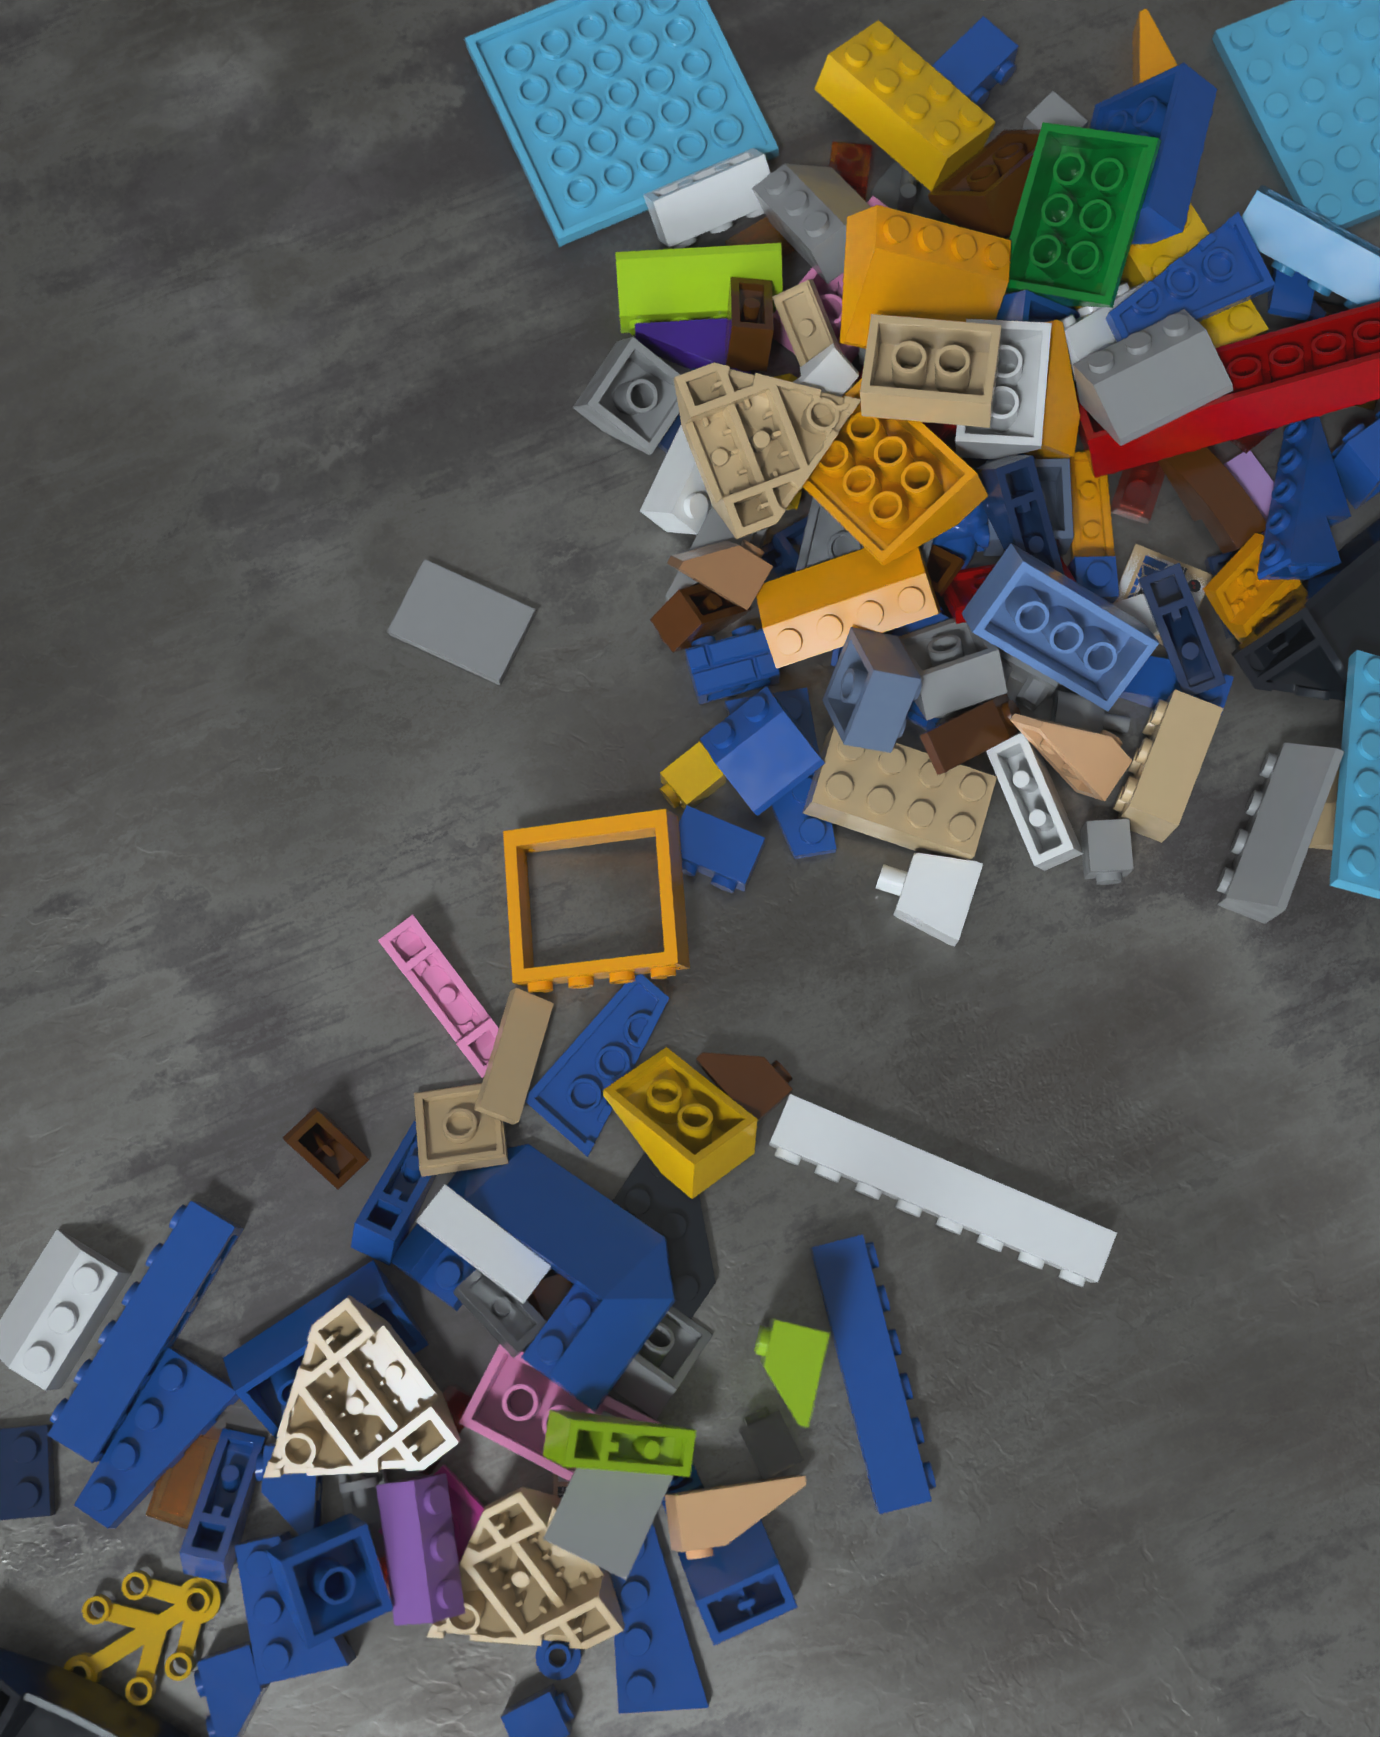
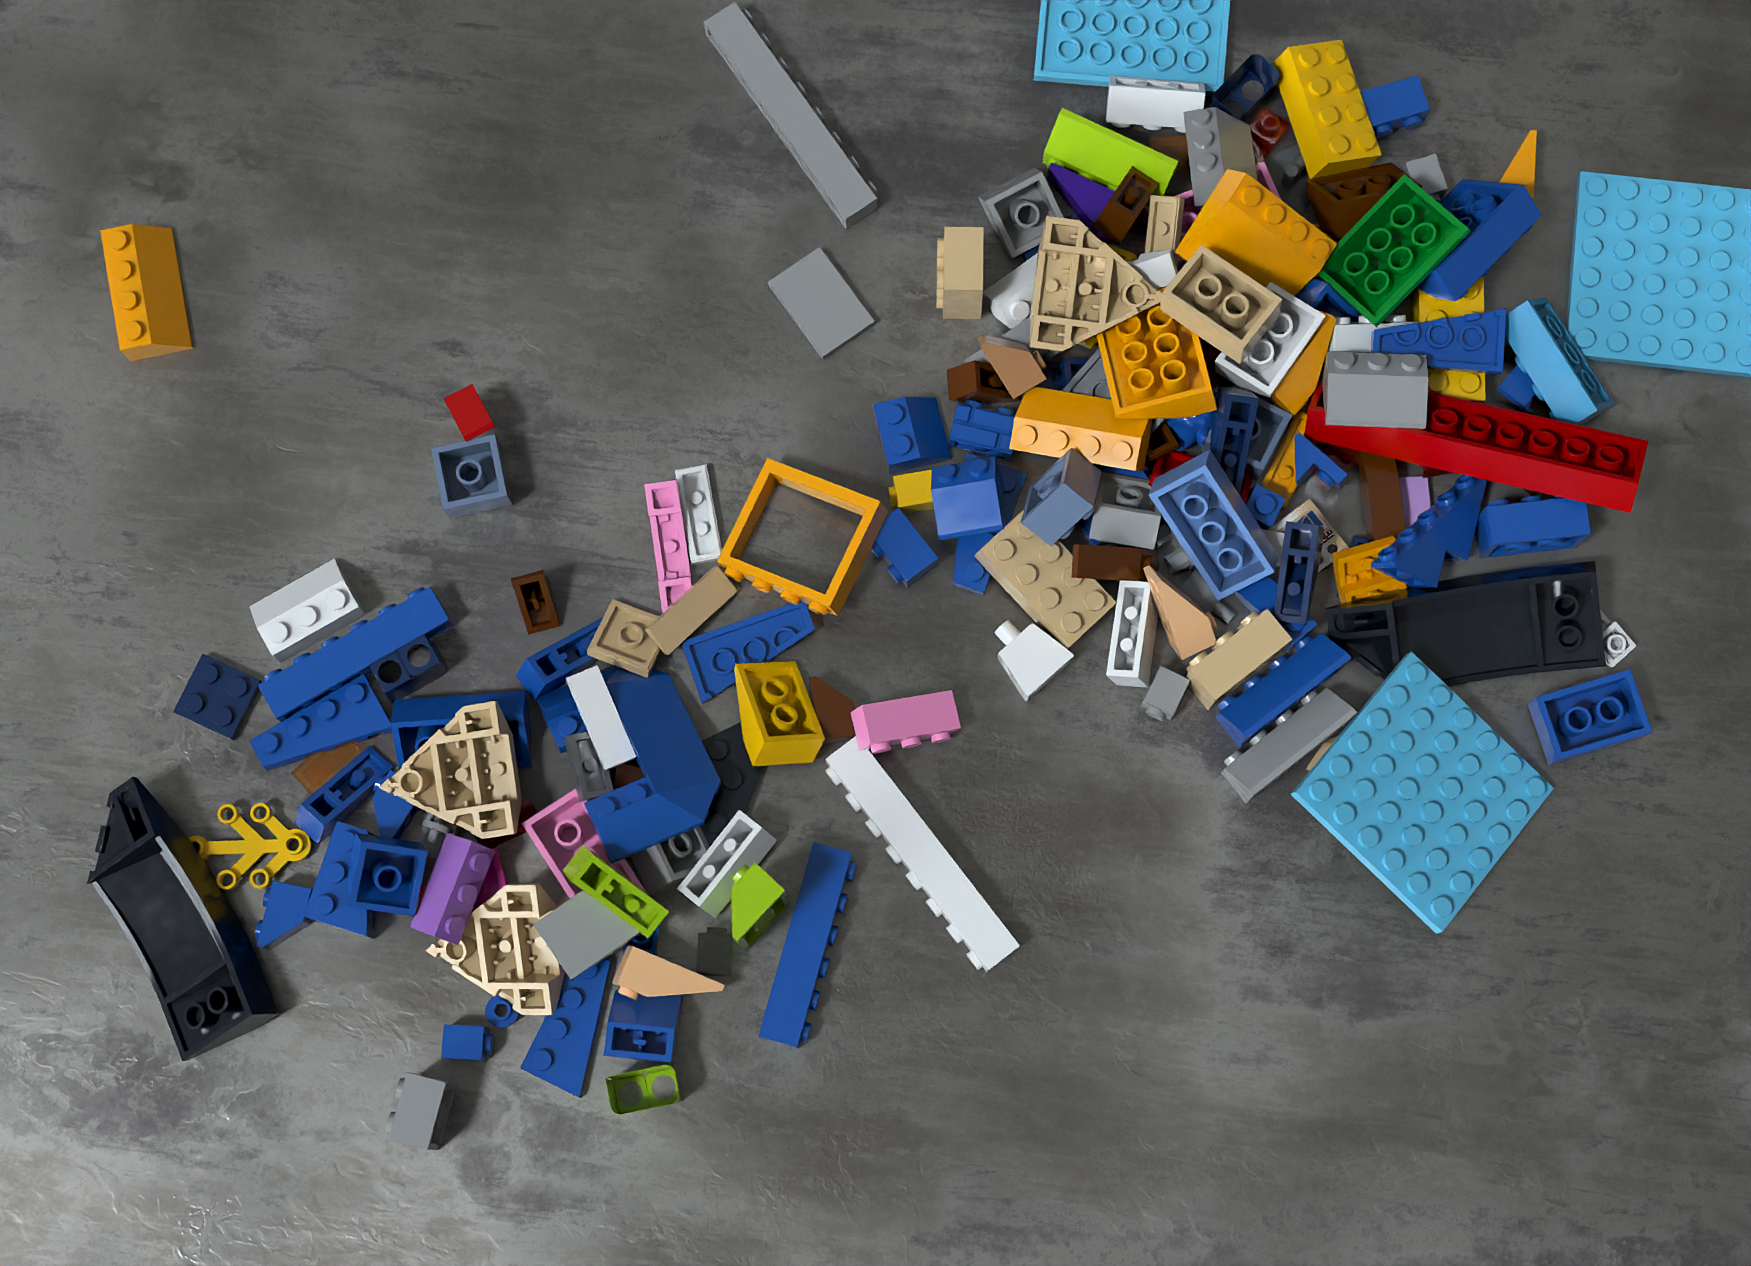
camera: 30 degrees right, 0 degrees up
(123, 970) = (469, 412): none -> red slope
(167, 1042) = (471, 476): none -> sand blue brick
(225, 1333) = (405, 685): none -> dark blue piece
(306, 427) = (791, 115): none -> light grey brick
(459, 939) = (699, 514): none -> white tile
(607, 498) = (960, 272): none -> tan brick
(649, 714) = (911, 433): none -> blue slope
(725, 1331) = (712, 876): none -> white brick
(770, 1693) = (648, 1097): none -> lime piece
(807, 102) = (1261, 71): none -> dark blue piece
(837, 1047) = (905, 721): none -> bright pink brick
(1114, 494) = (1310, 458): none -> blue slope
(1235, 771) = (1281, 688): none -> blue slope

